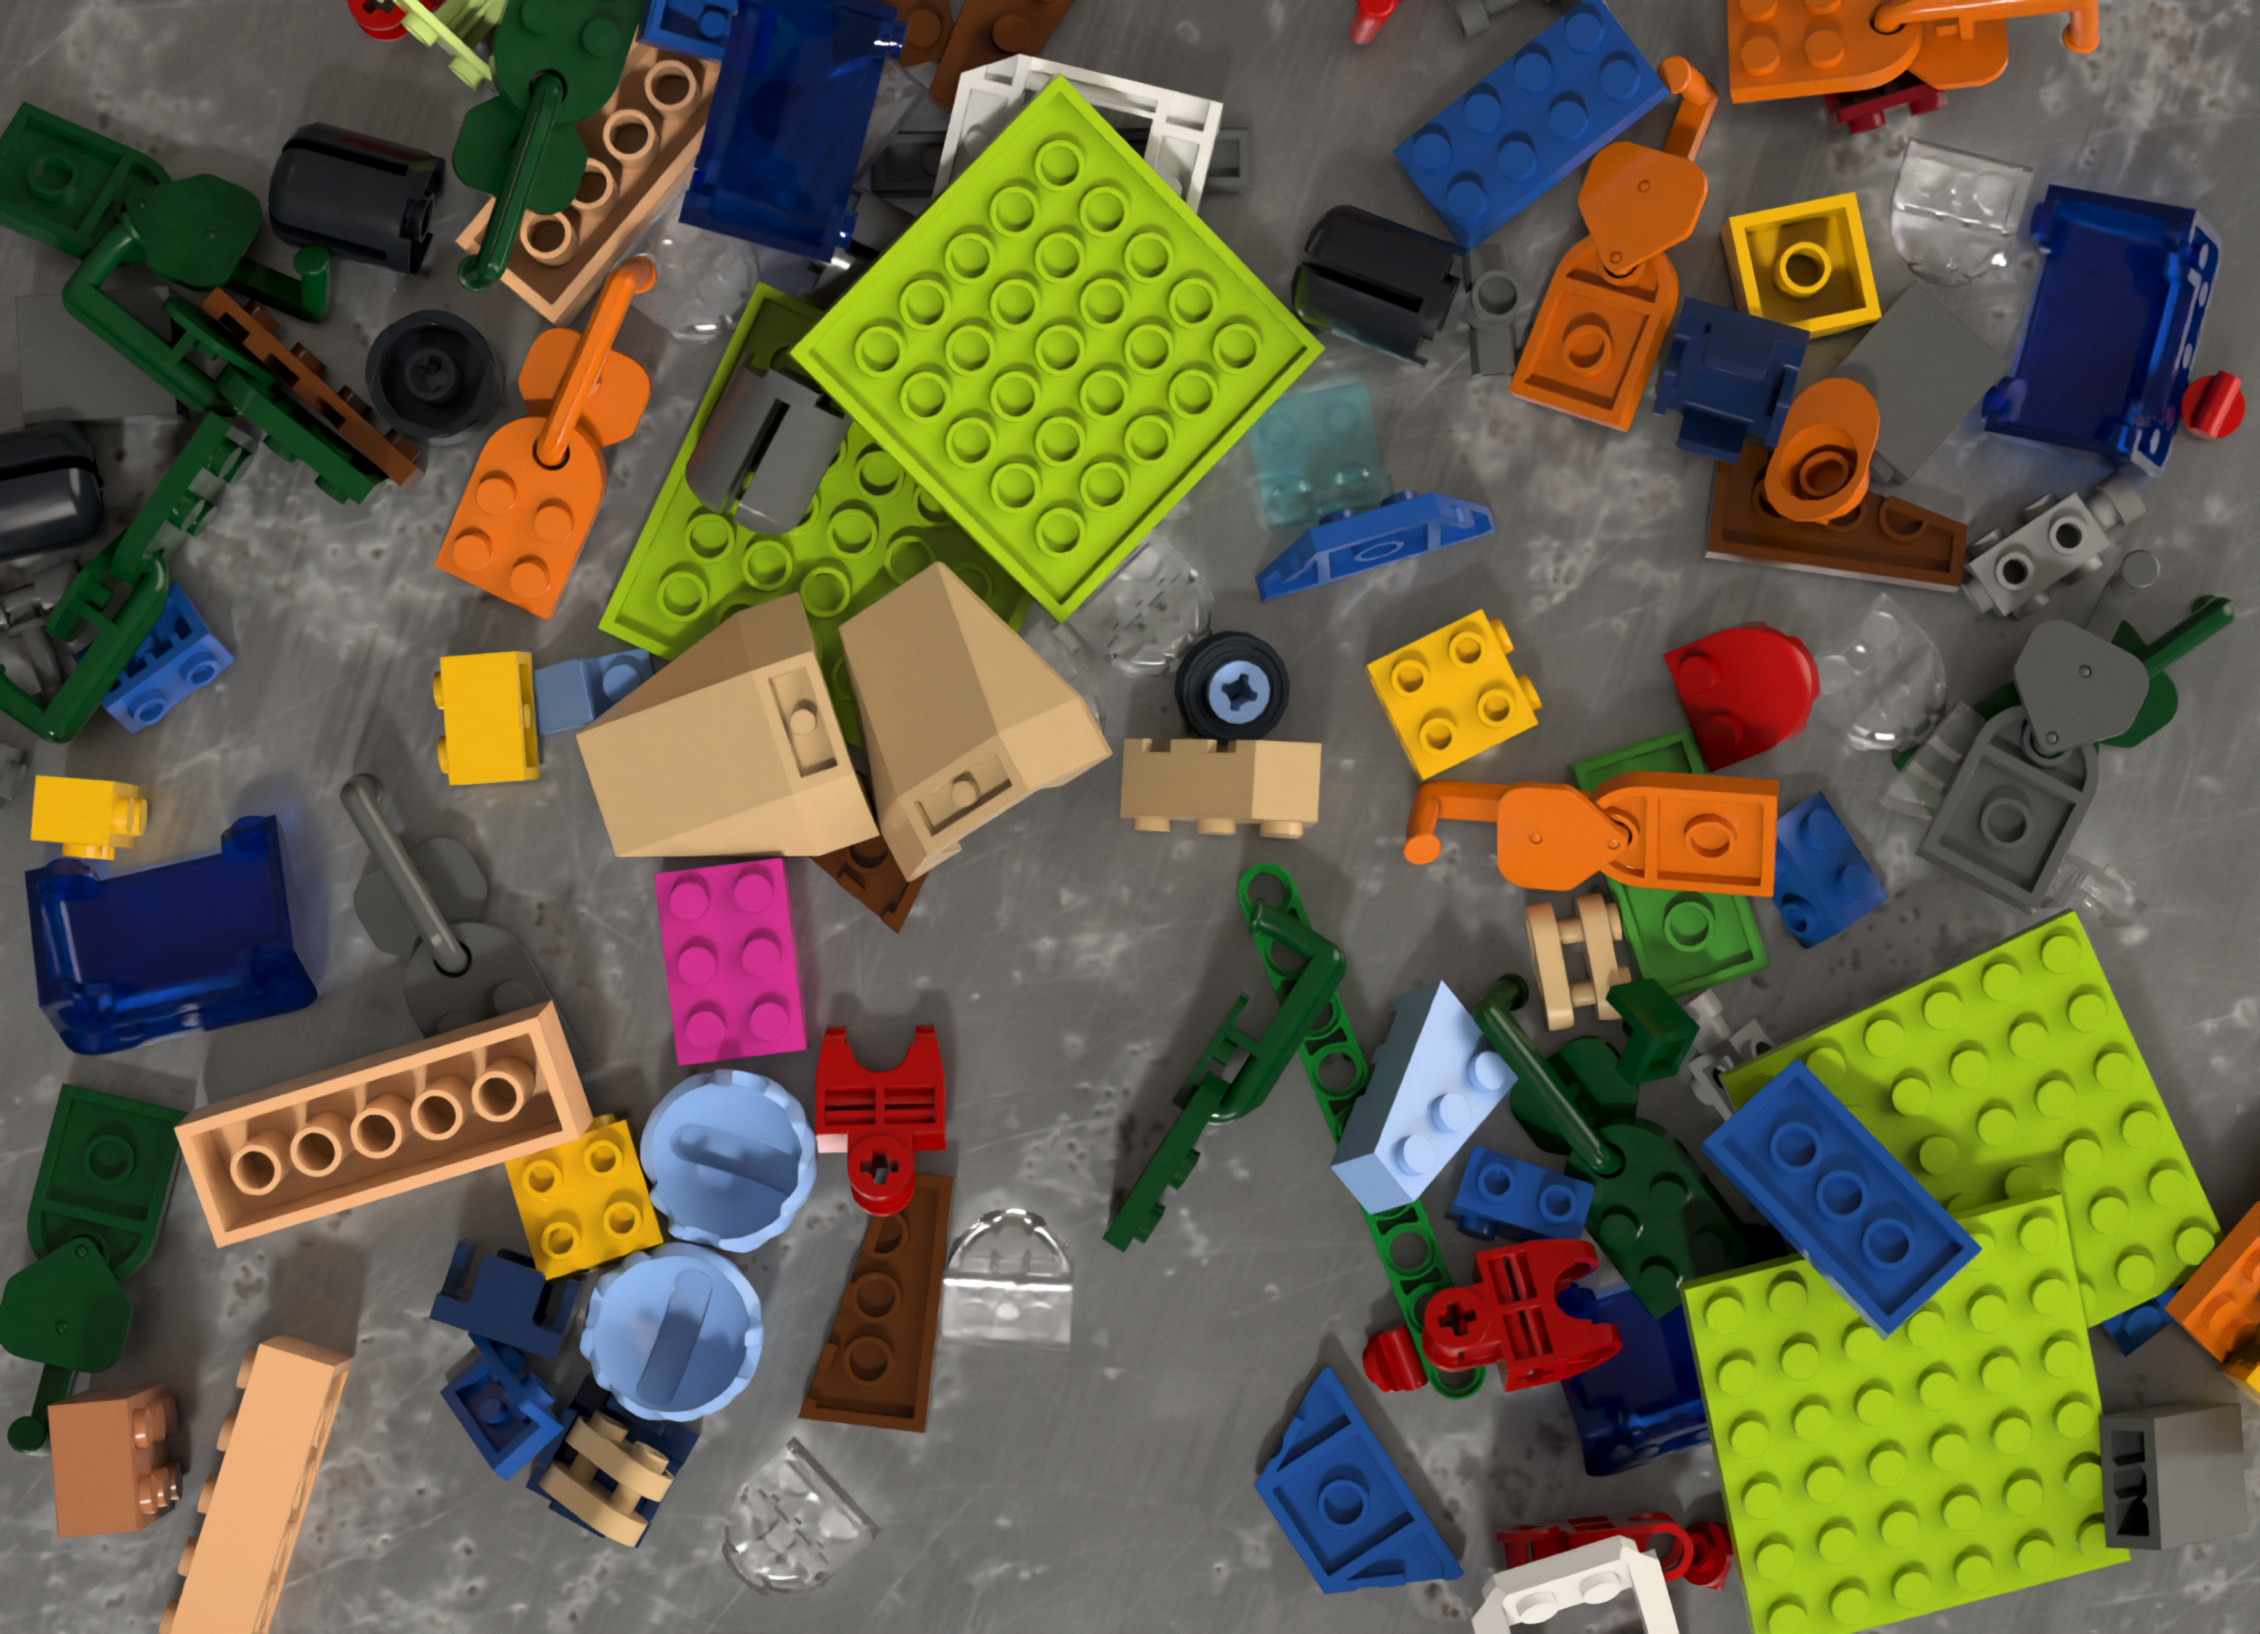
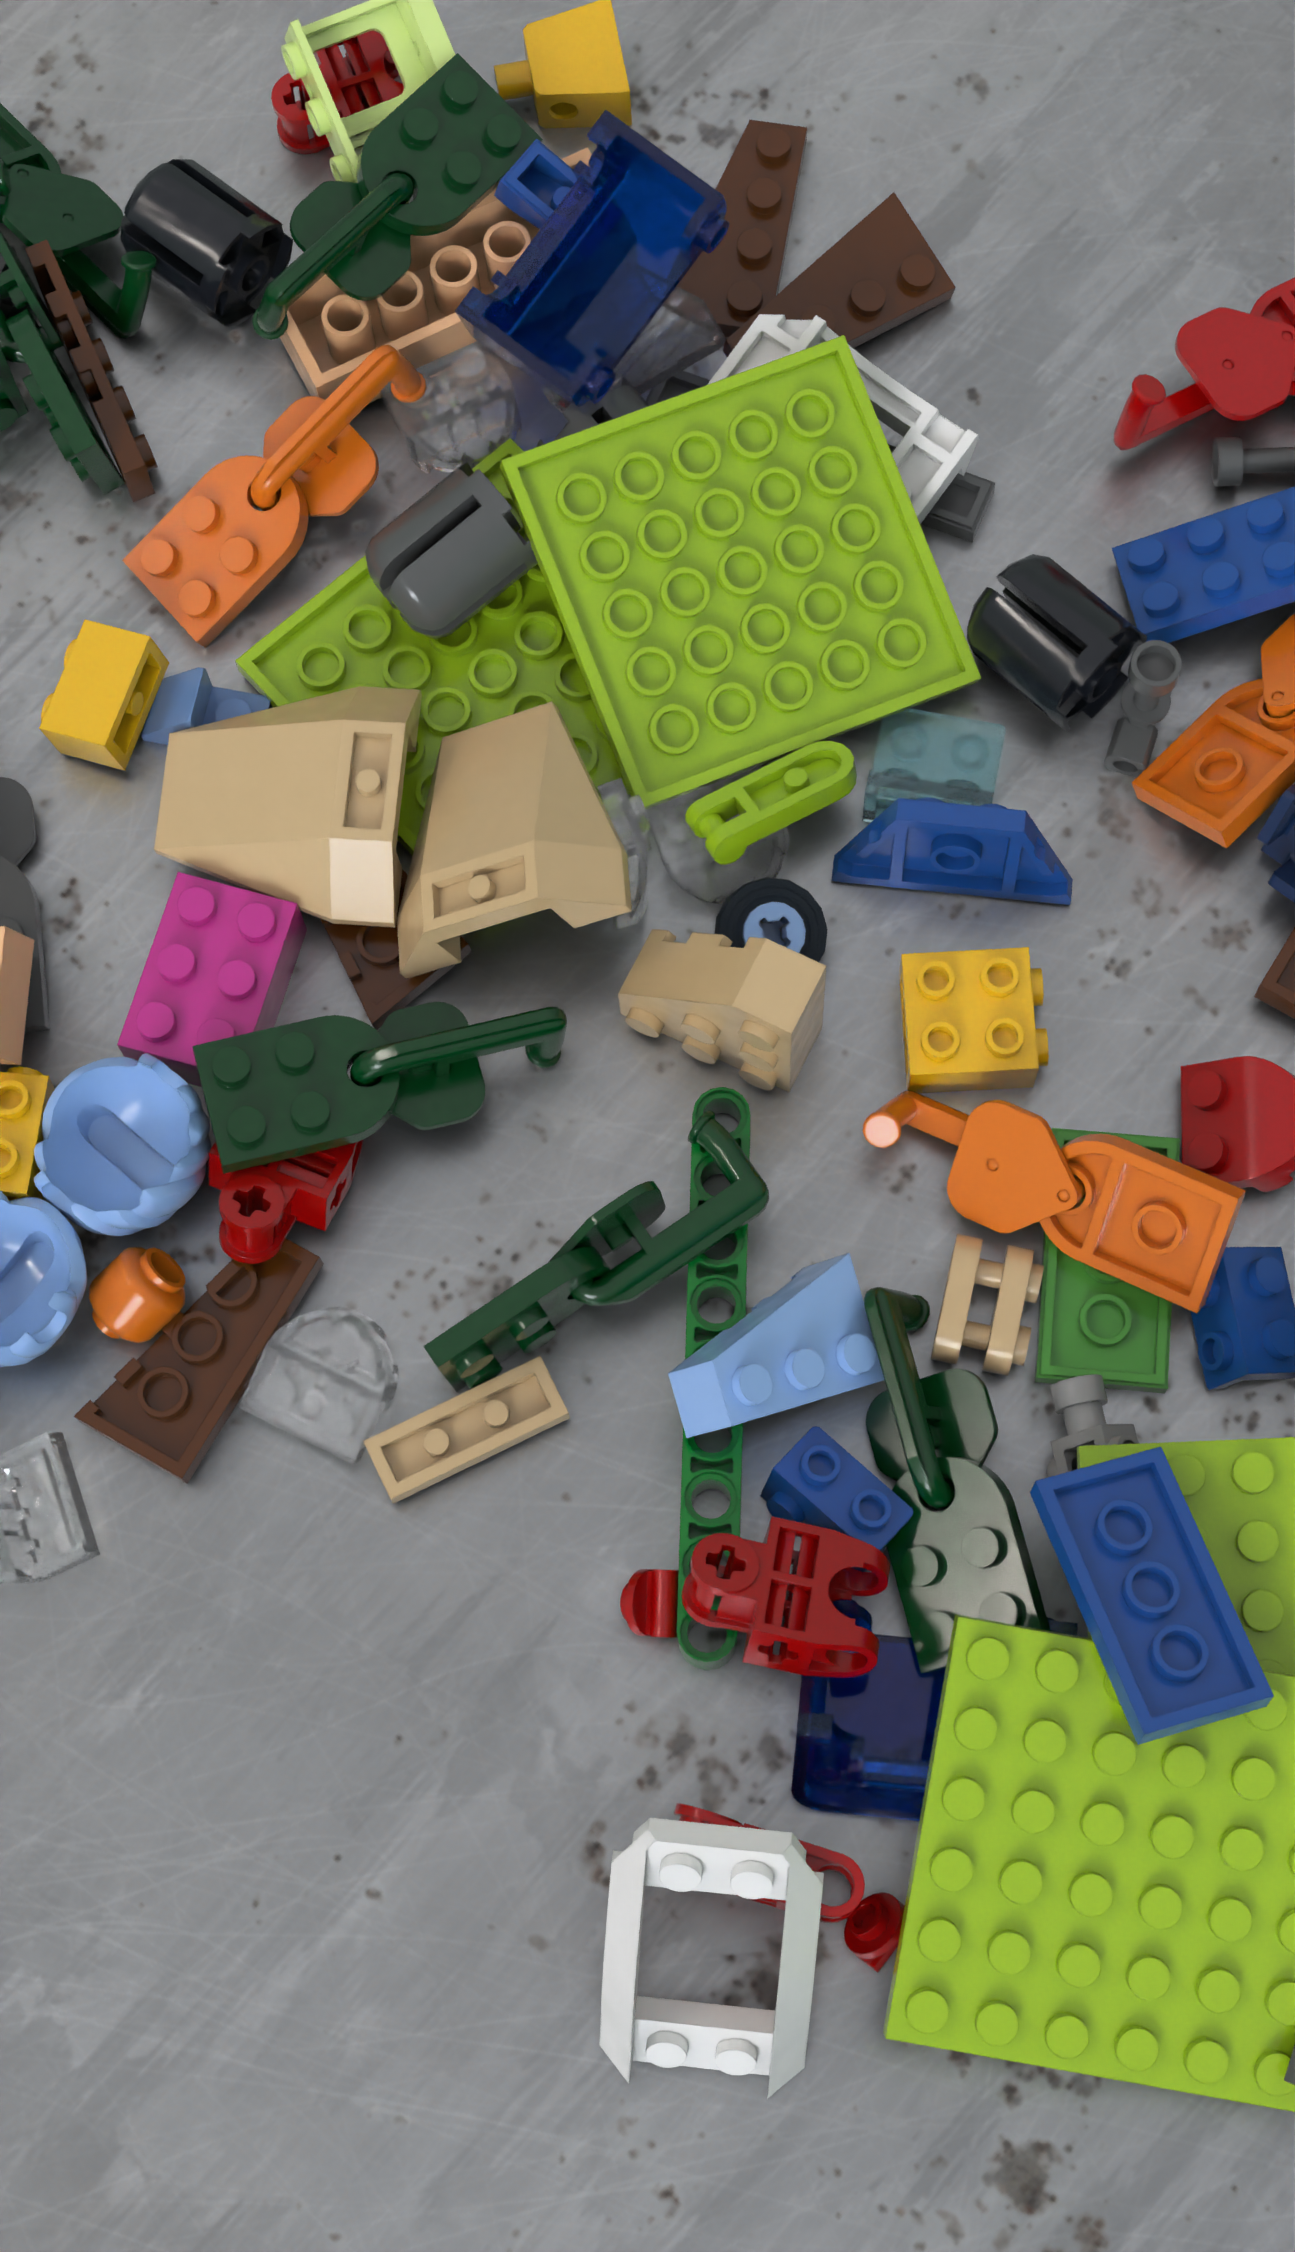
camera: 30 degrees right, 15 degrees down
(419, 345) = (196, 403): black brick -> none
(803, 1283) = (137, 1294): none -> orange head
(865, 1045) = (290, 1088): none -> dark green plate
(1158, 1275) = (466, 1429): none -> tan plate
(1183, 561) = (772, 798): none -> lime plate
(1347, 1500) = (549, 1721): blue wing -> none
(1656, 1028) = (1032, 1393): dark green panel -> none

